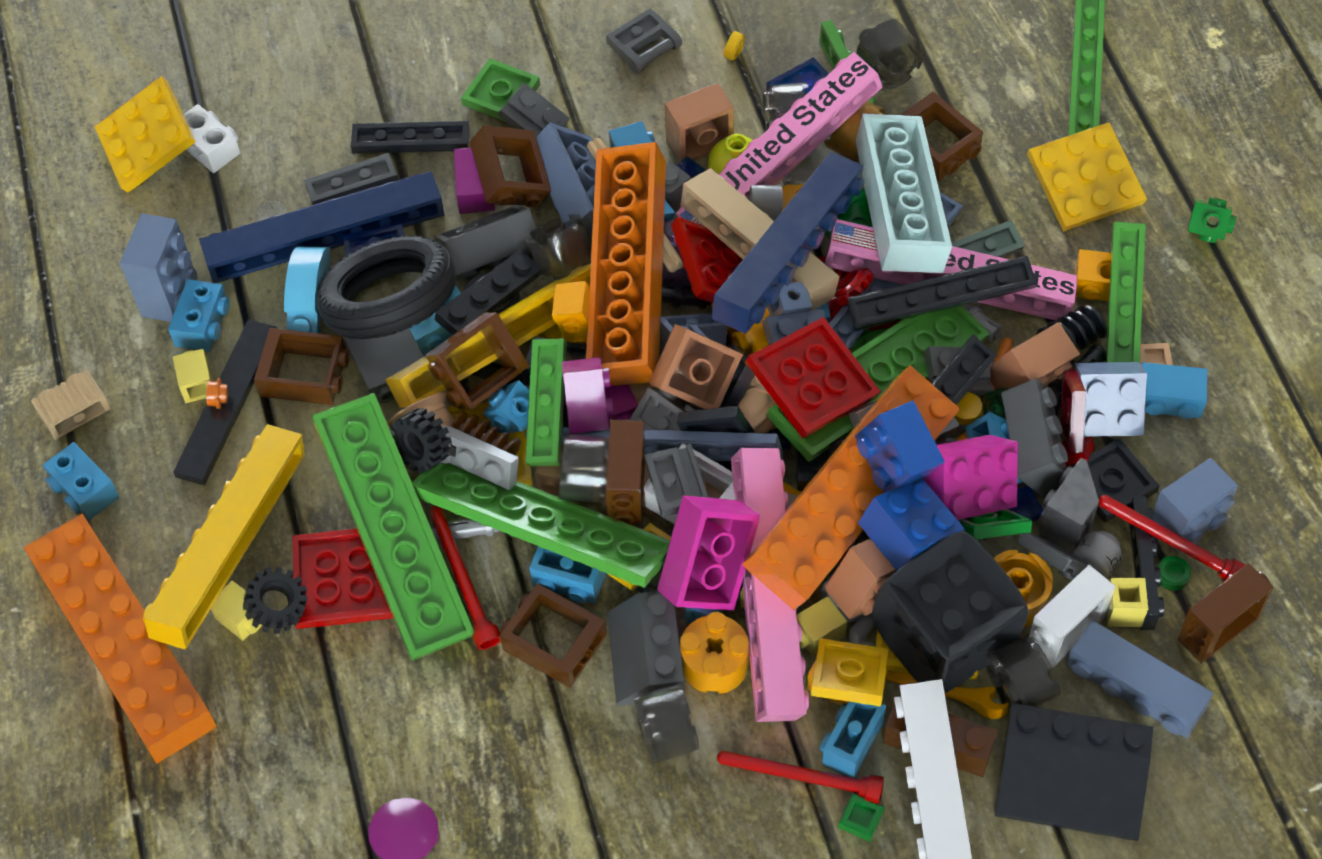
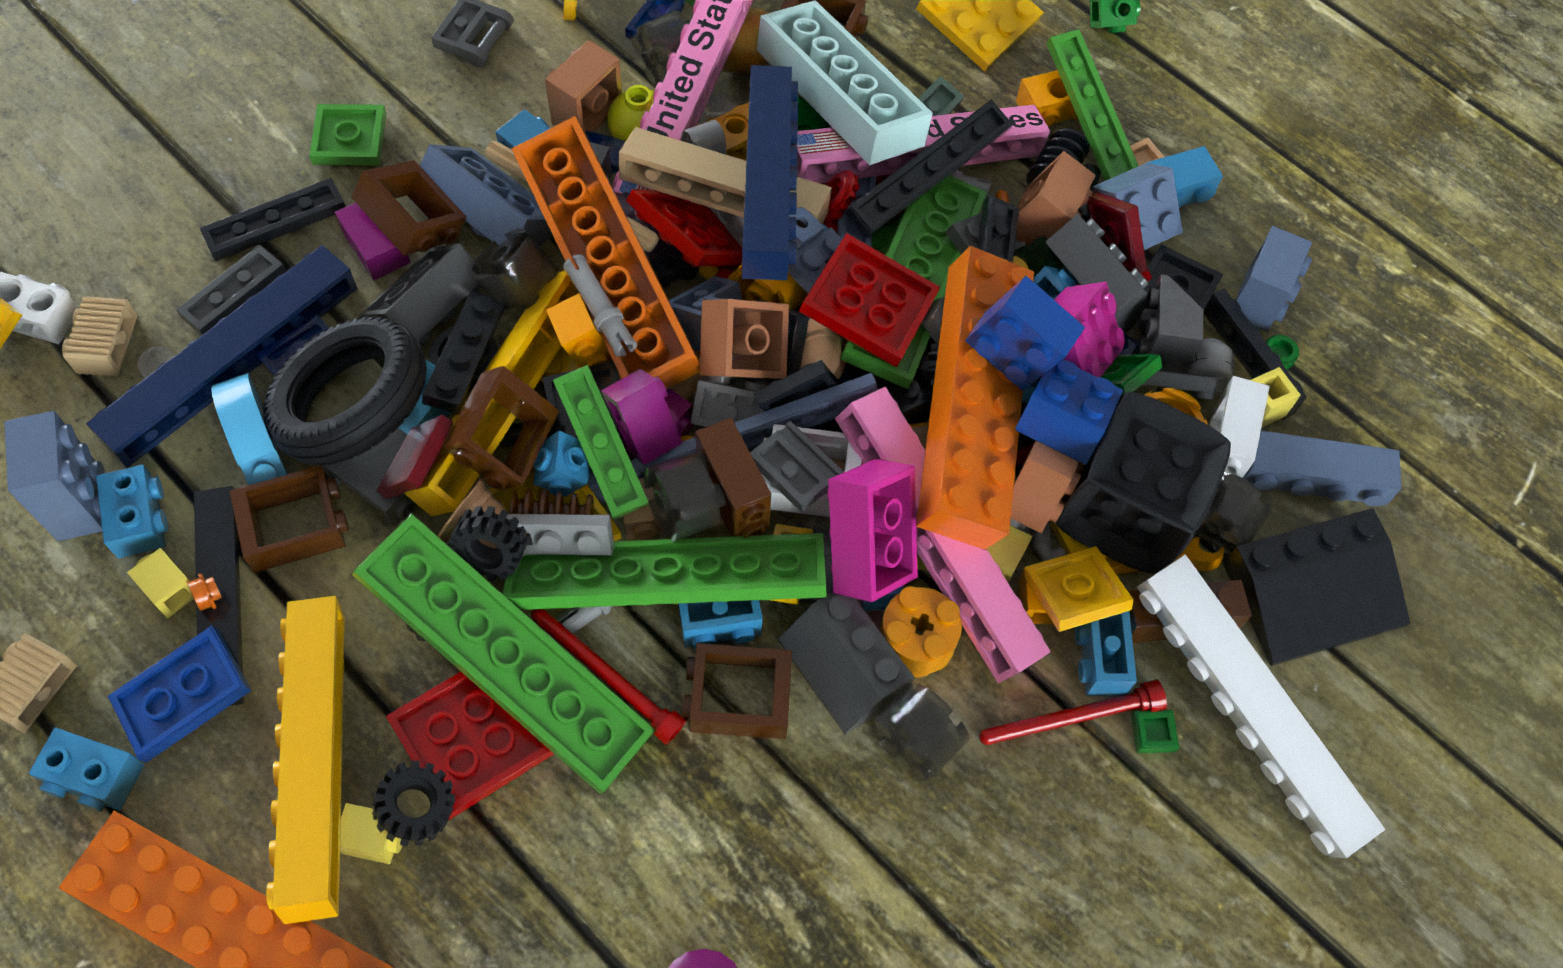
camera: 35 degrees left, 5 degrees up
(165, 457) = (179, 694): none -> blue tile
(242, 178) = (99, 336): none -> tan brick
(405, 356) = (415, 457): none -> dark red tile
(531, 111) = (396, 142): dark grey plate -> none
(595, 308) = (607, 318): none -> light grey pin
(1224, 568) = (1329, 328): red piece -> none
(1225, 612) = (1361, 369): reddish brown window -> none

